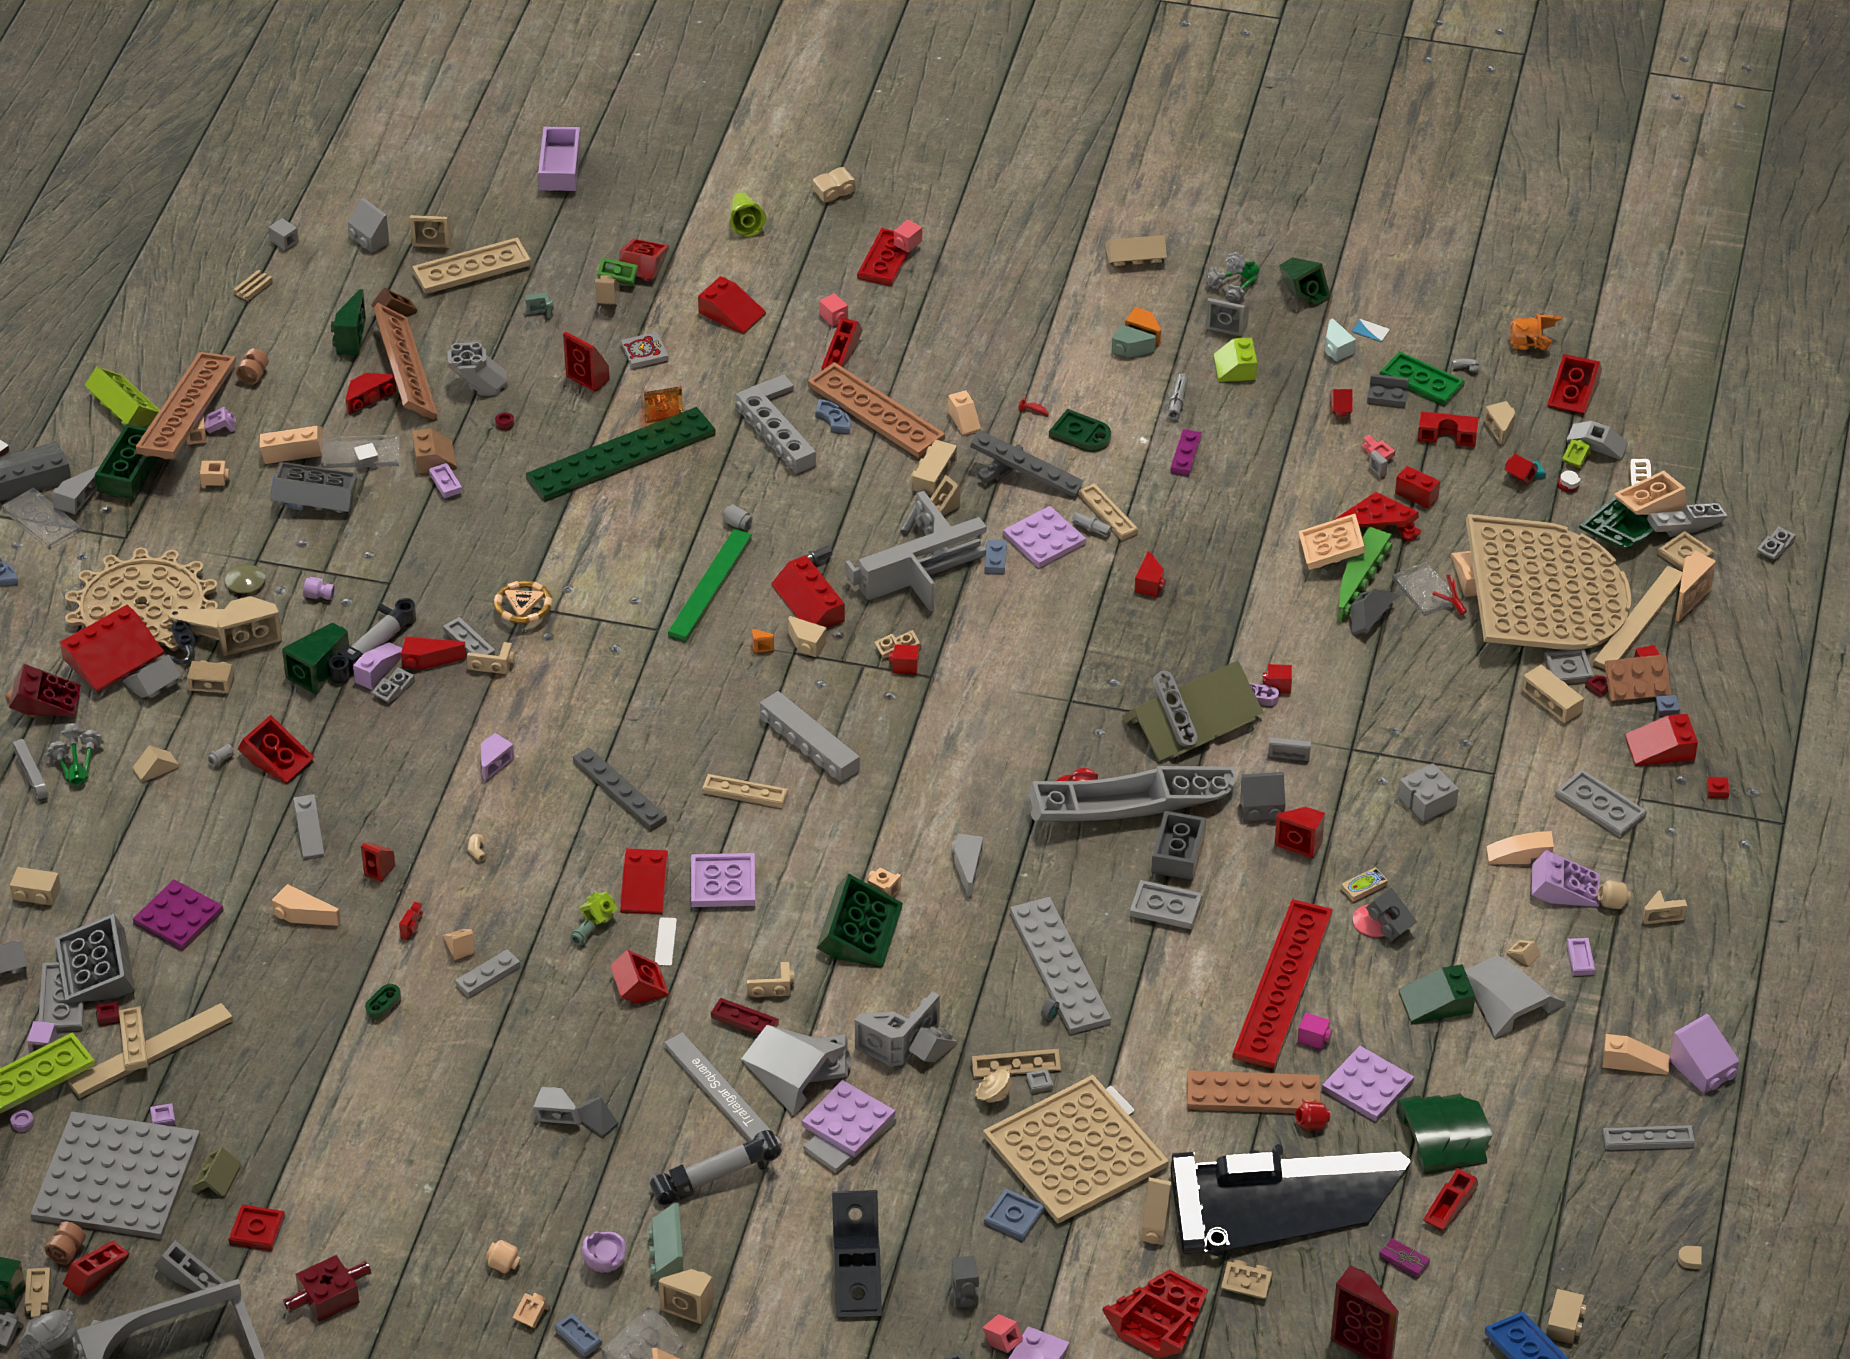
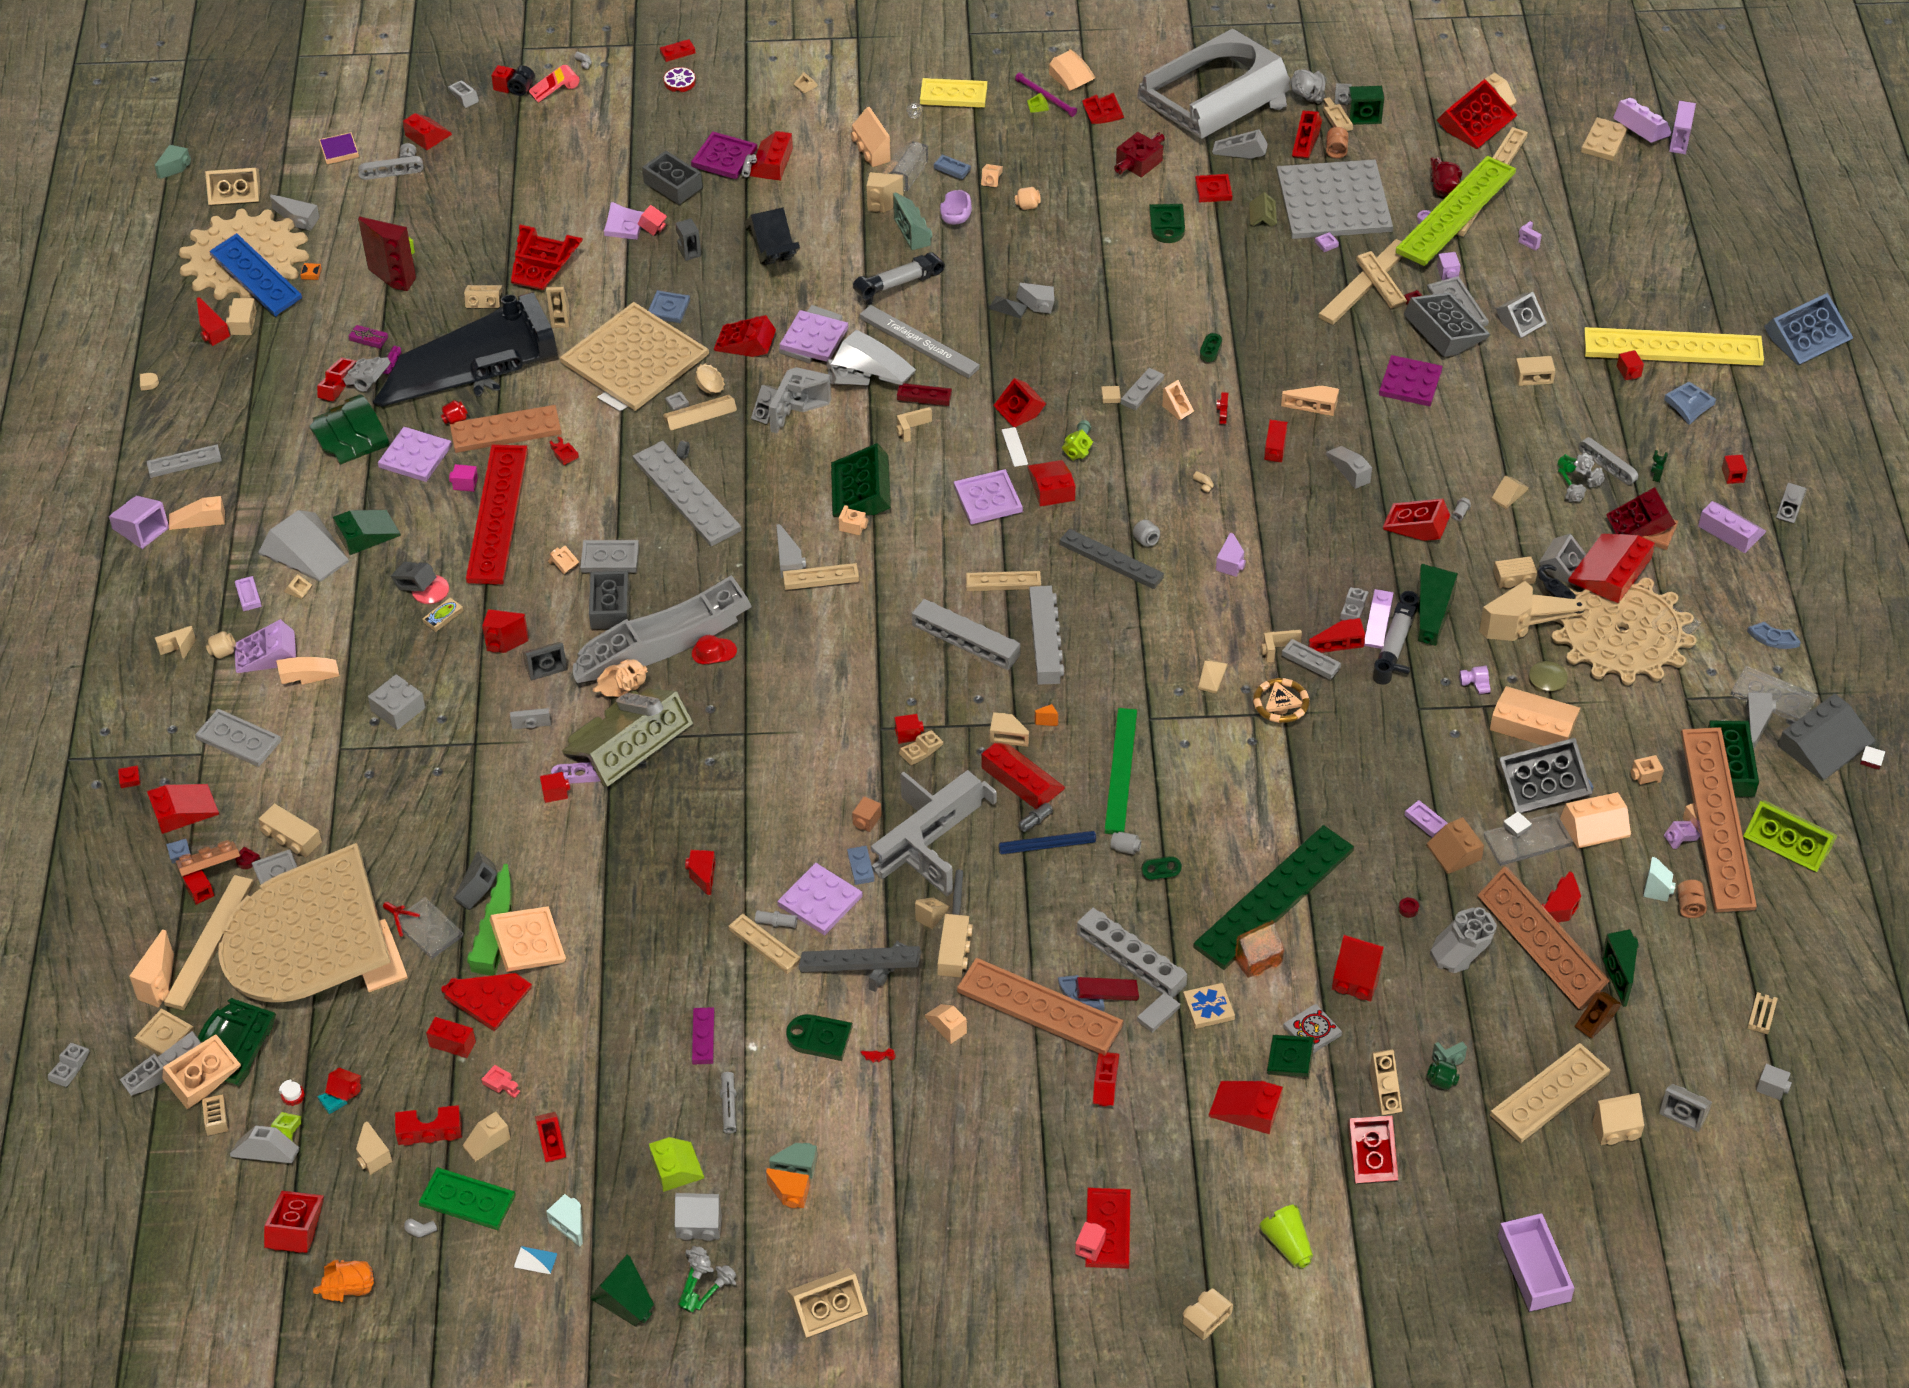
camera: 165 degrees right, 5 degrees up
(274, 382) = (1659, 881): none -> light aqua slope
(284, 542) = (1533, 717): none -> light nougat slope
(341, 1192) = (1167, 220): none -> dark green tile
(527, 974) = (1111, 394): none -> tan tile
(556, 290) = (1442, 1074): none -> dark green head
(570, 798) = (1146, 533): none -> light grey head
(574, 653) = (1212, 675): none -> tan slope
(621, 271) = (1396, 1110): bright green slope -> none
(675, 331) = (1290, 1055): none -> dark green plate
(722, 492) = (1160, 867): none -> dark green plate
(724, 383) = (1208, 1005): none -> tan tile
(727, 719) = (1045, 635): none -> light grey brick
(810, 407) = (1107, 988): none -> dark red tile
(810, 537) = (1047, 842): none -> dark blue axle
(833, 308) = (1134, 1125): coral brick -> none
(933, 1140) = (746, 337): none -> red slope
(934, 830) = (820, 576): none -> tan plate
(975, 591) = (866, 814): none -> nougat brick
(1183, 753) = (621, 678): none -> light nougat helmet
(1190, 1039) = (564, 452): none -> red plate
(1221, 911) = (563, 559): none -> light nougat bracket
(1378, 464) = (496, 1058): light grey tile -> none
(1379, 1216) = (392, 356): none -> magenta axle
(1388, 390) = (501, 1165): dark grey bracket -> none
(1395, 410) = (486, 1136): none -> tan slope
(1412, 1193) = (366, 372): none -> light grey plate
(1606, 1312) = (212, 326): none -> red slope

